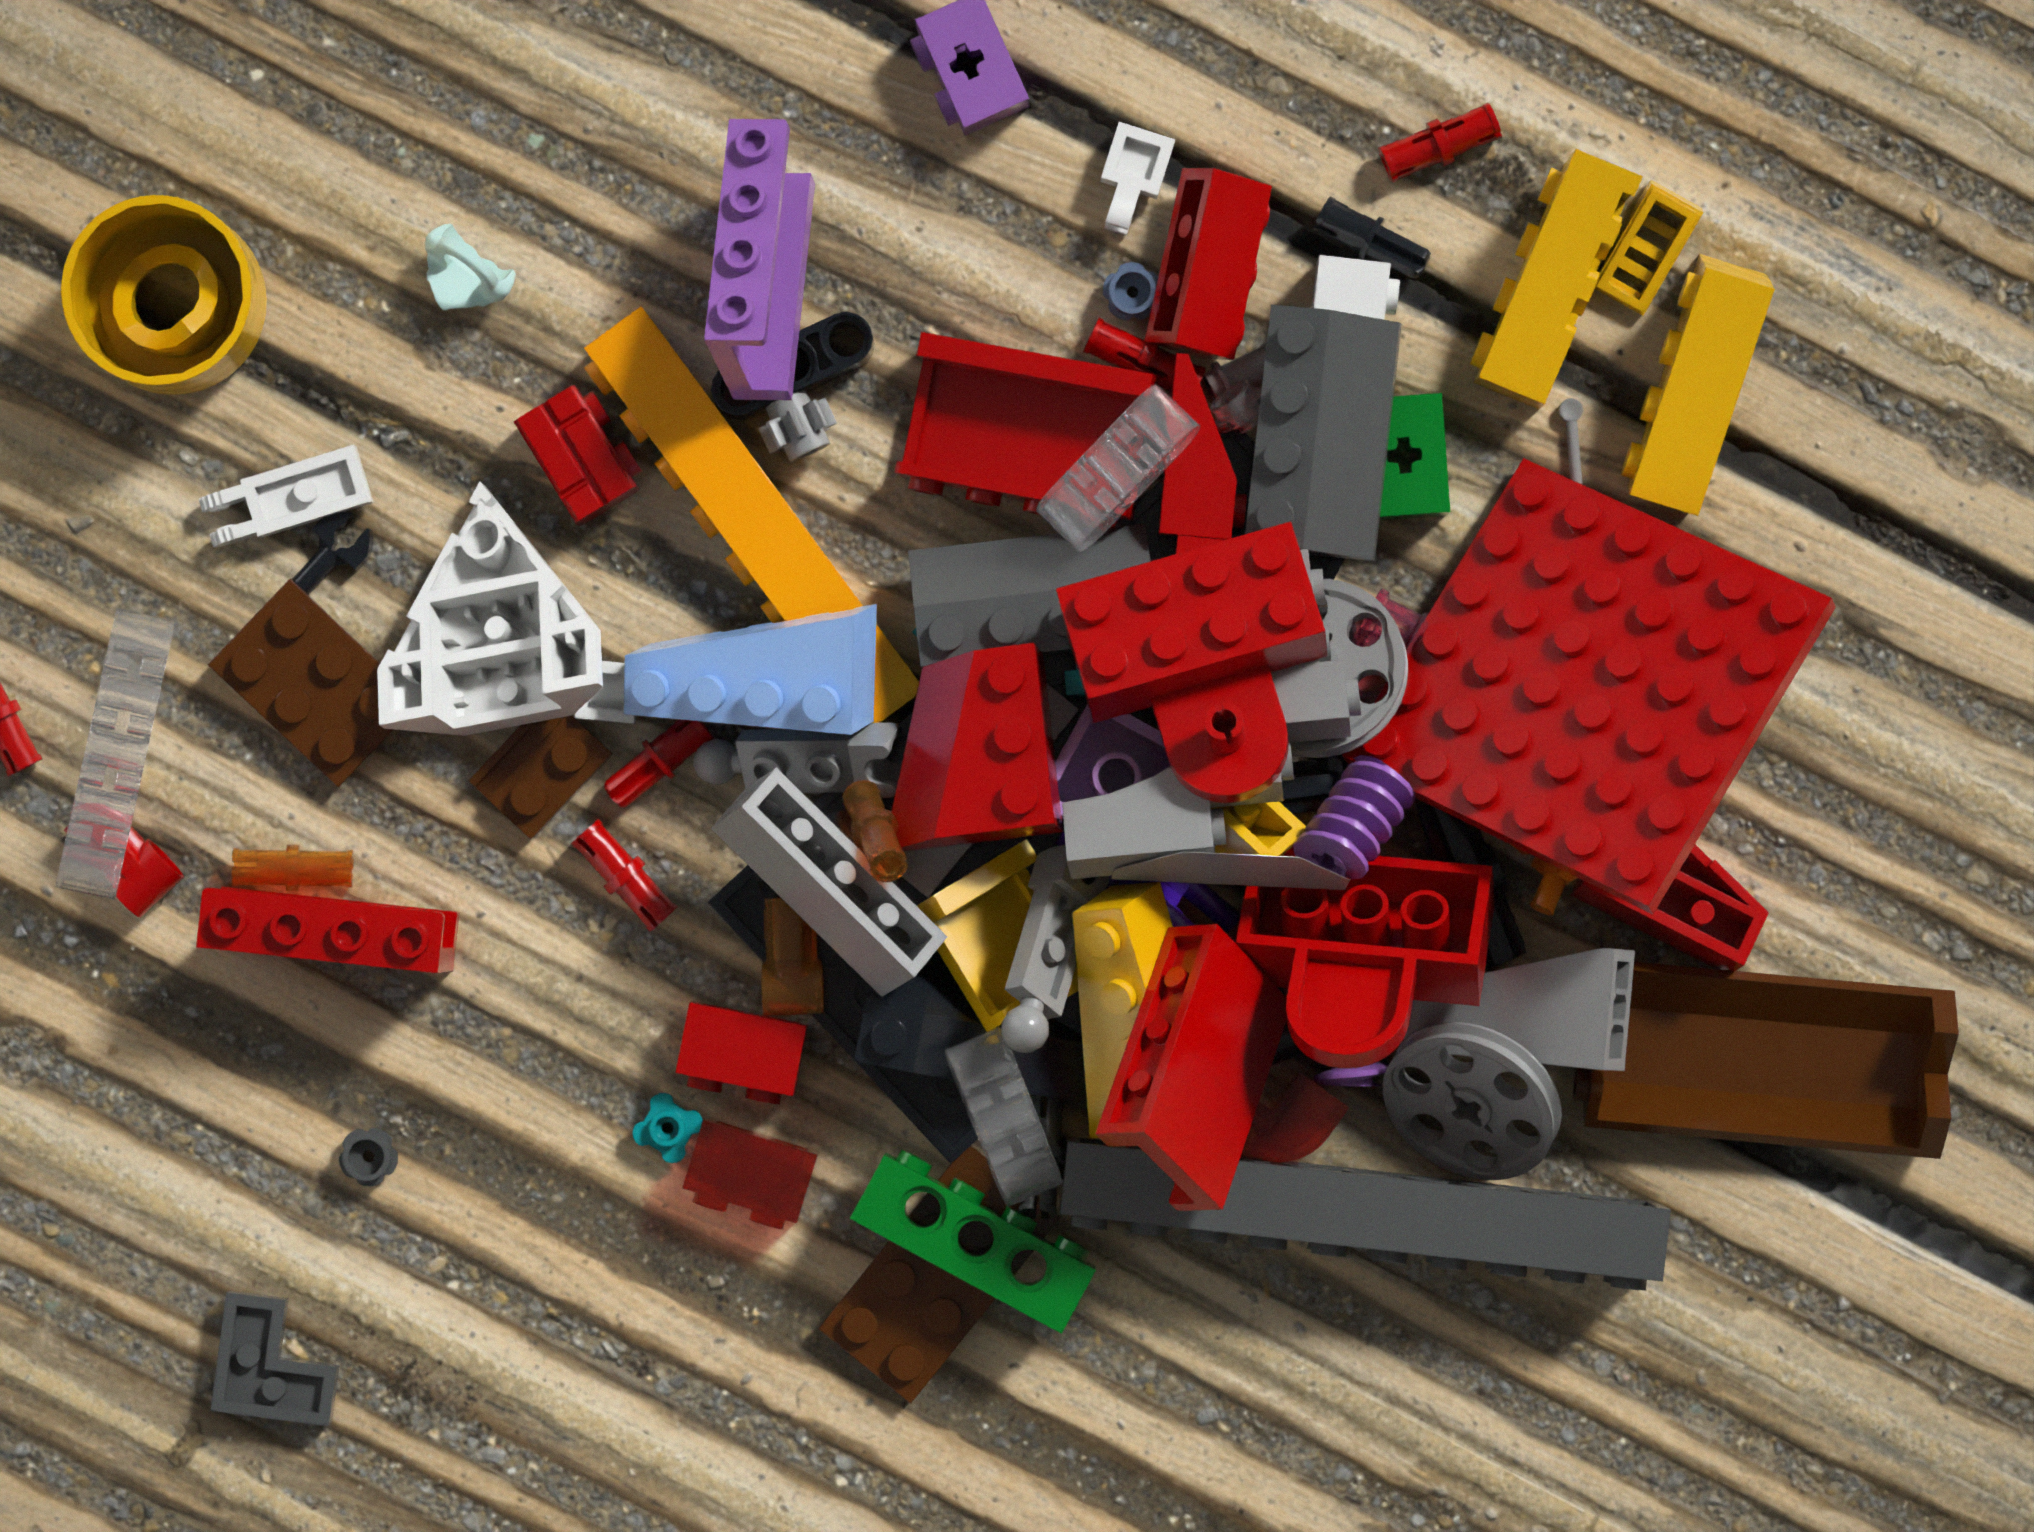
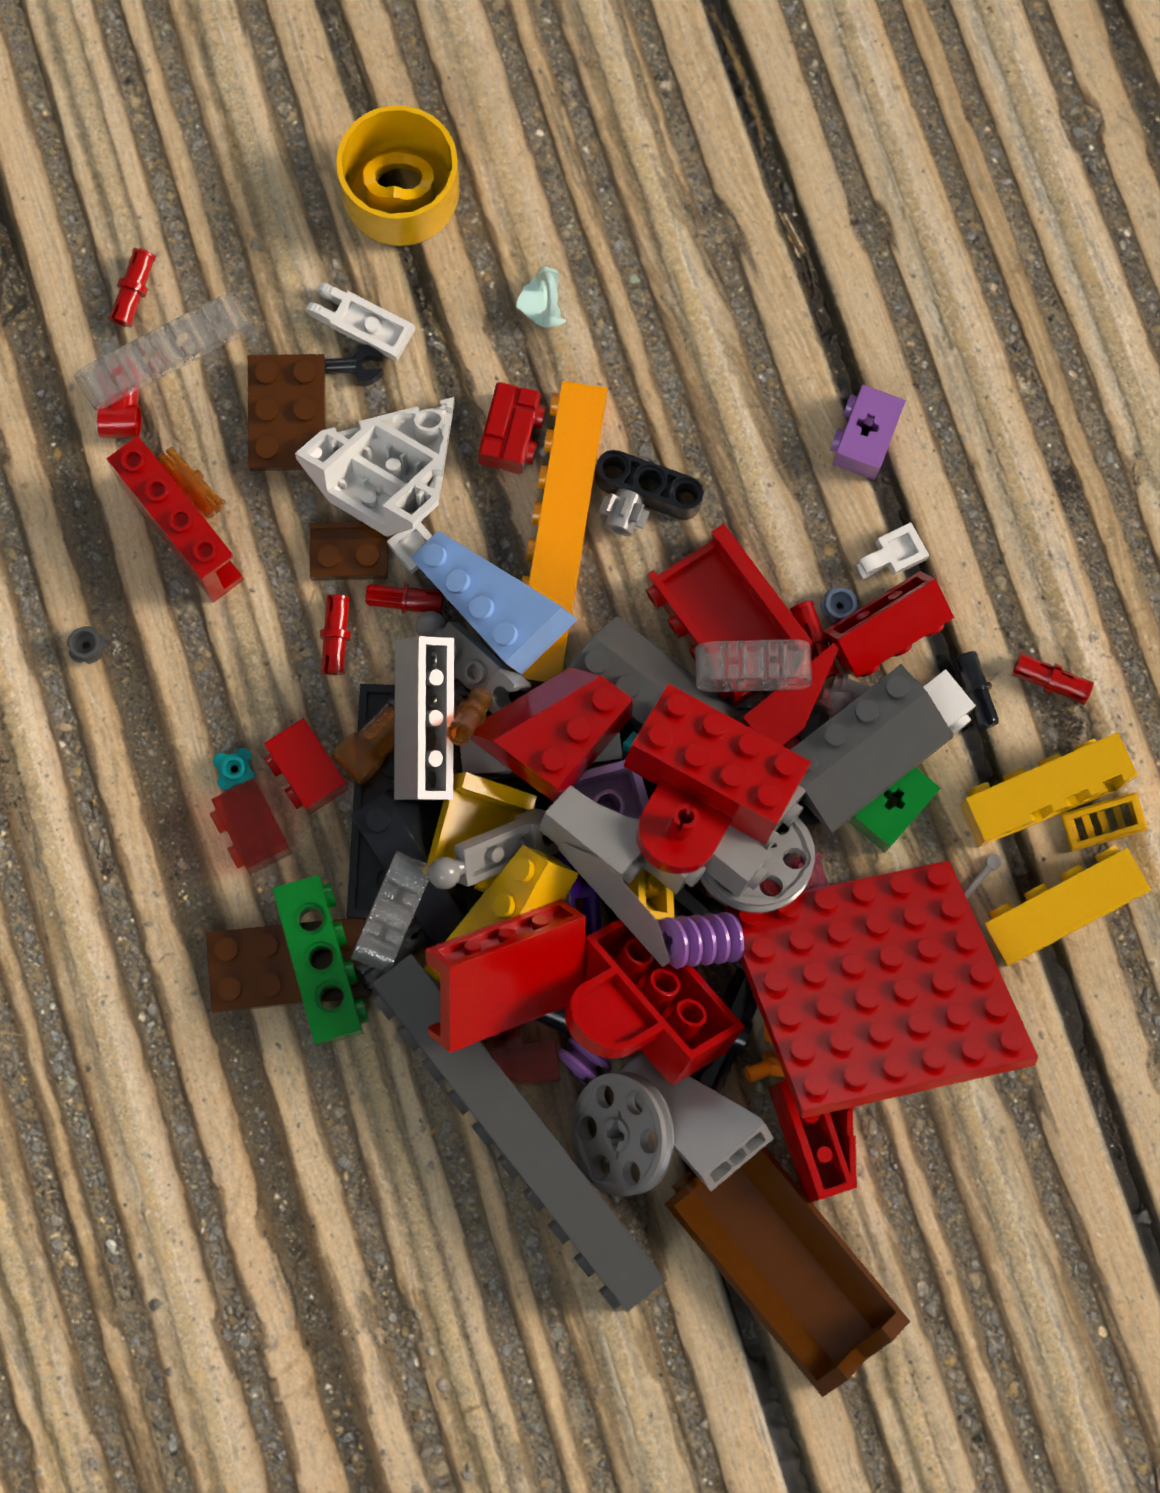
camera: 40 degrees right, 10 degrees down
(759, 262) = (679, 415): medium lavender panel -> none

